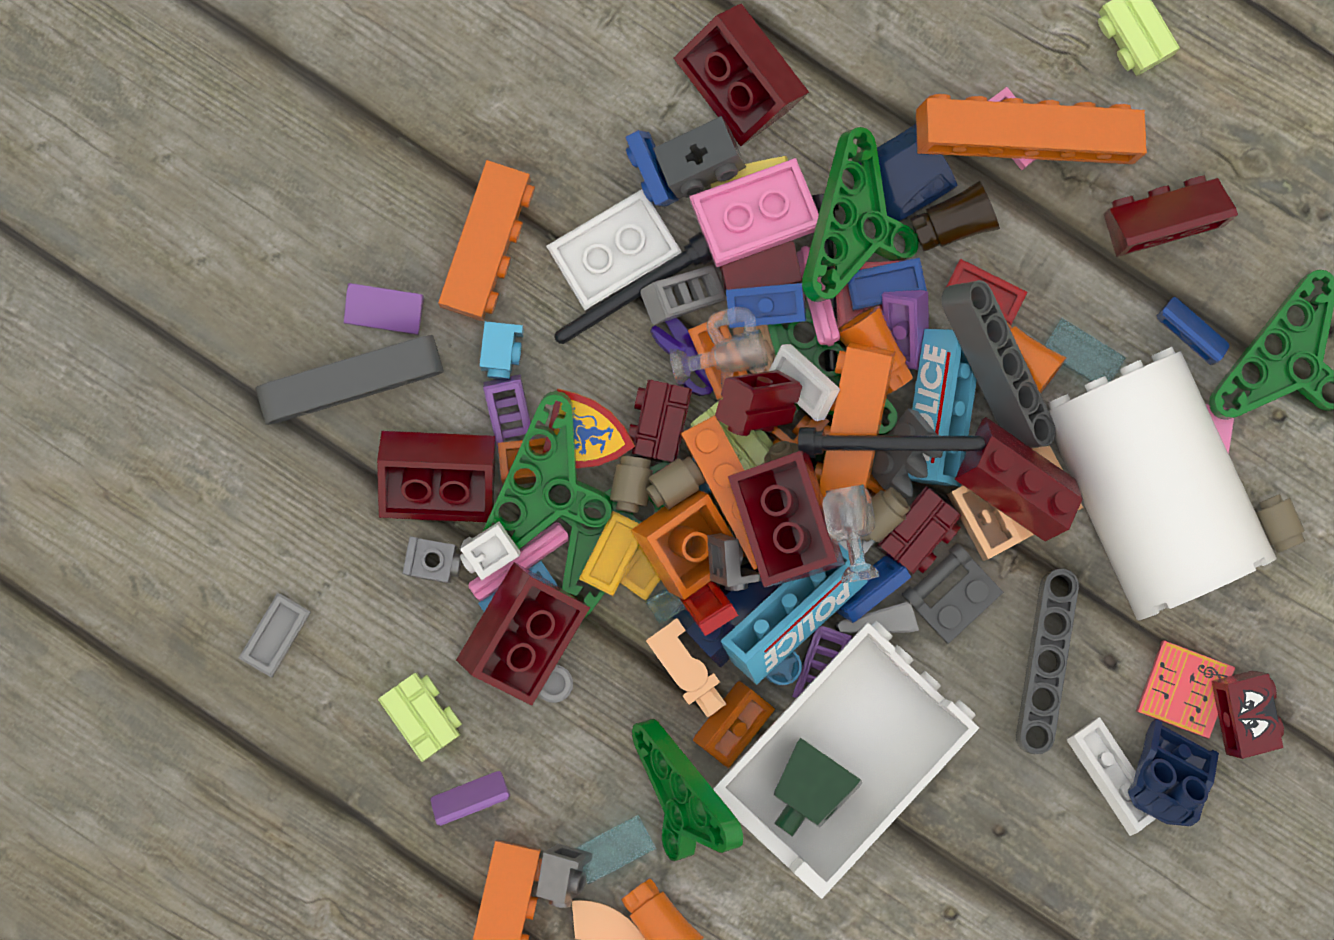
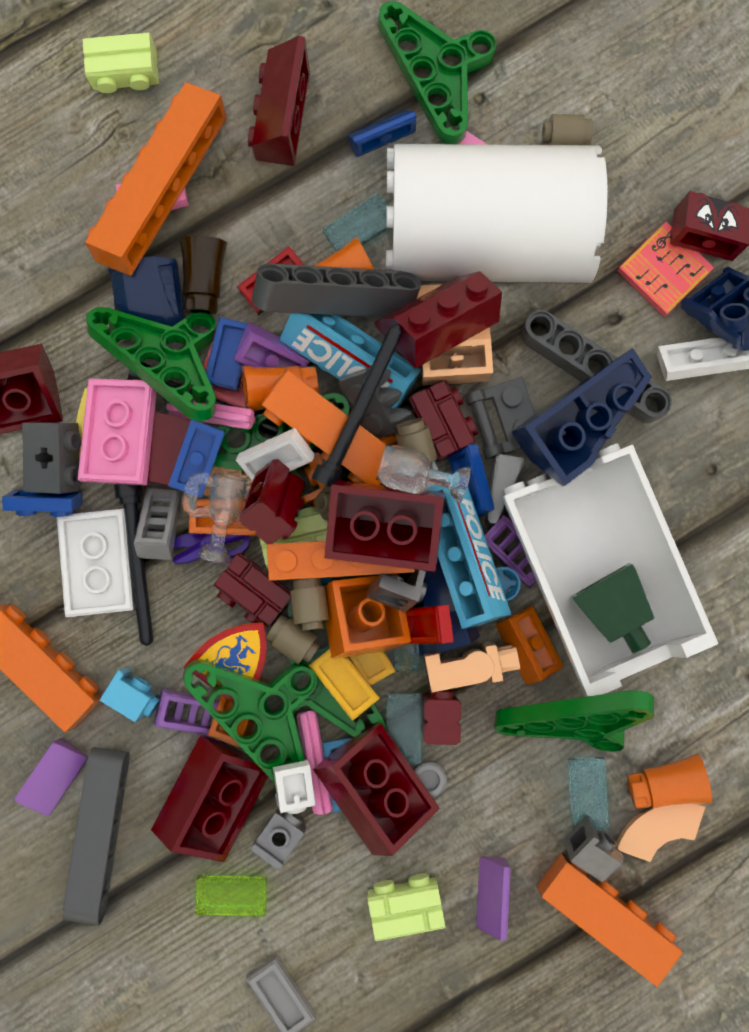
camera: 50 degrees left, 0 degrees up
(350, 540) = (231, 895): none -> clear neon green tile
(598, 634) = (405, 724): none -> clear light blue tile
(627, 661) = (440, 718): none -> dark red brick
(973, 666) = (574, 427): none -> dark blue wedge

